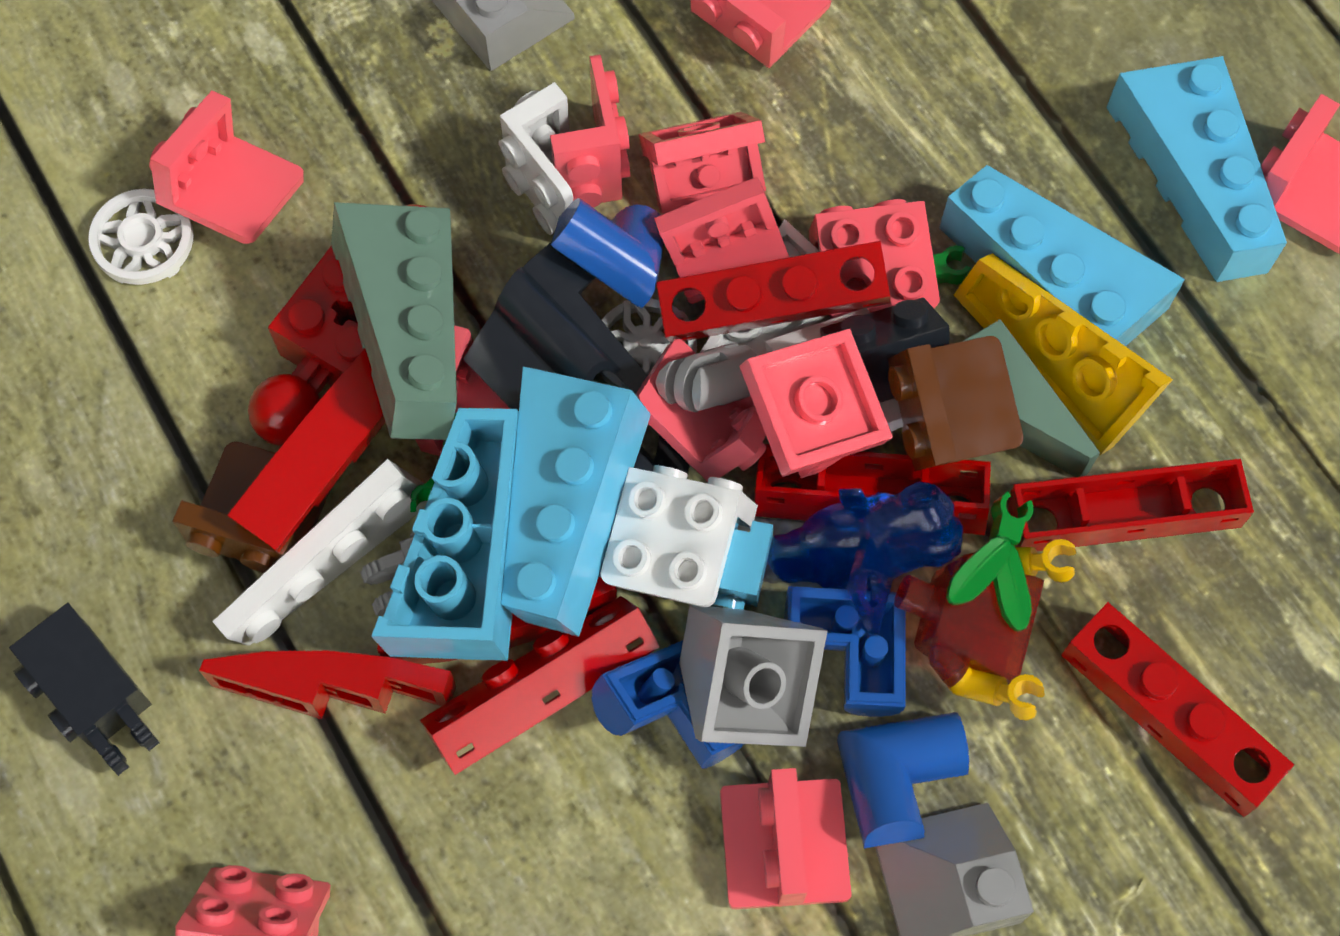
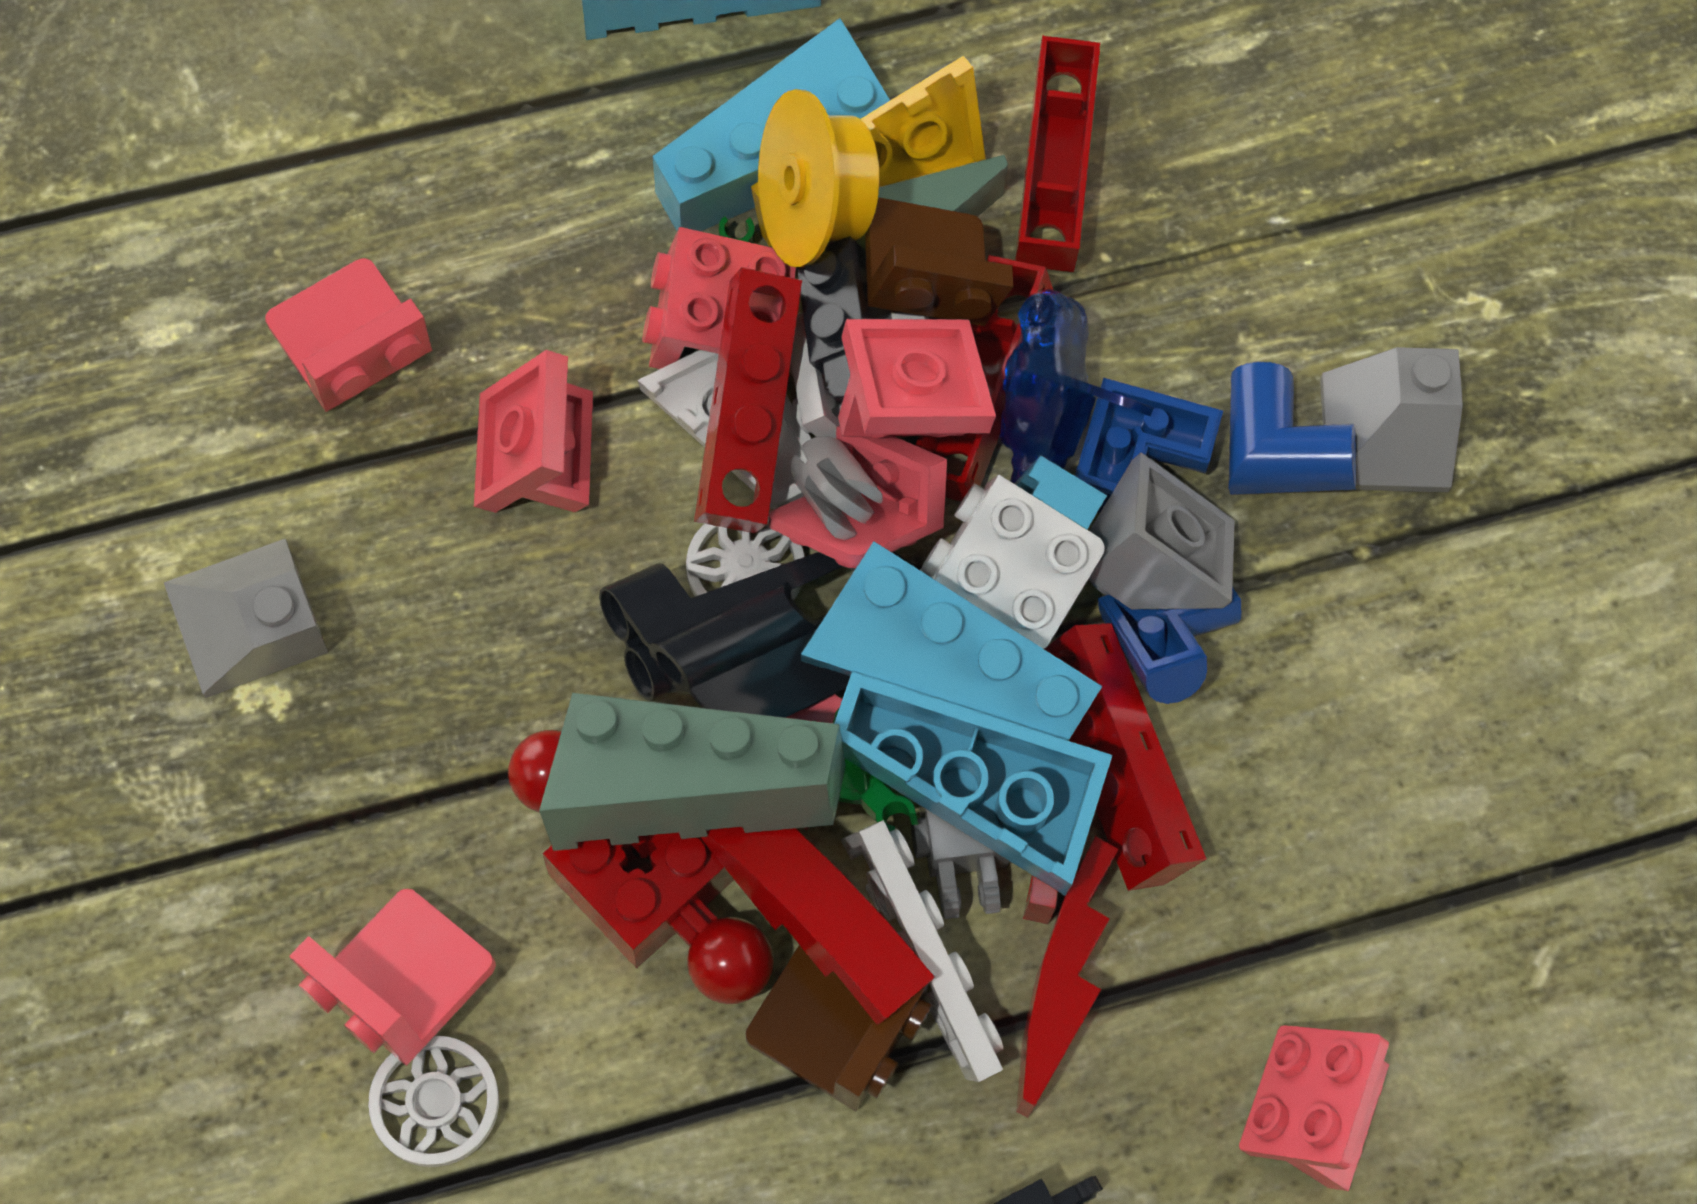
camera: 80 degrees left, 0 degrees up
(529, 152) = (505, 619): white bracket -> none
(596, 157) = (488, 526): coral bracket -> none
(617, 251) = (642, 546): blue brick -> none
(722, 232) = (646, 441): coral bracket -> none
(785, 842) = (1331, 566): coral bracket -> none
(971, 641) = (1150, 318): clear red torso -> none
(993, 285) = (814, 178): none -> yellow piece
(998, 563) = (1108, 276): green piece -> none
(1177, 710) = (1268, 180): red piece -> none

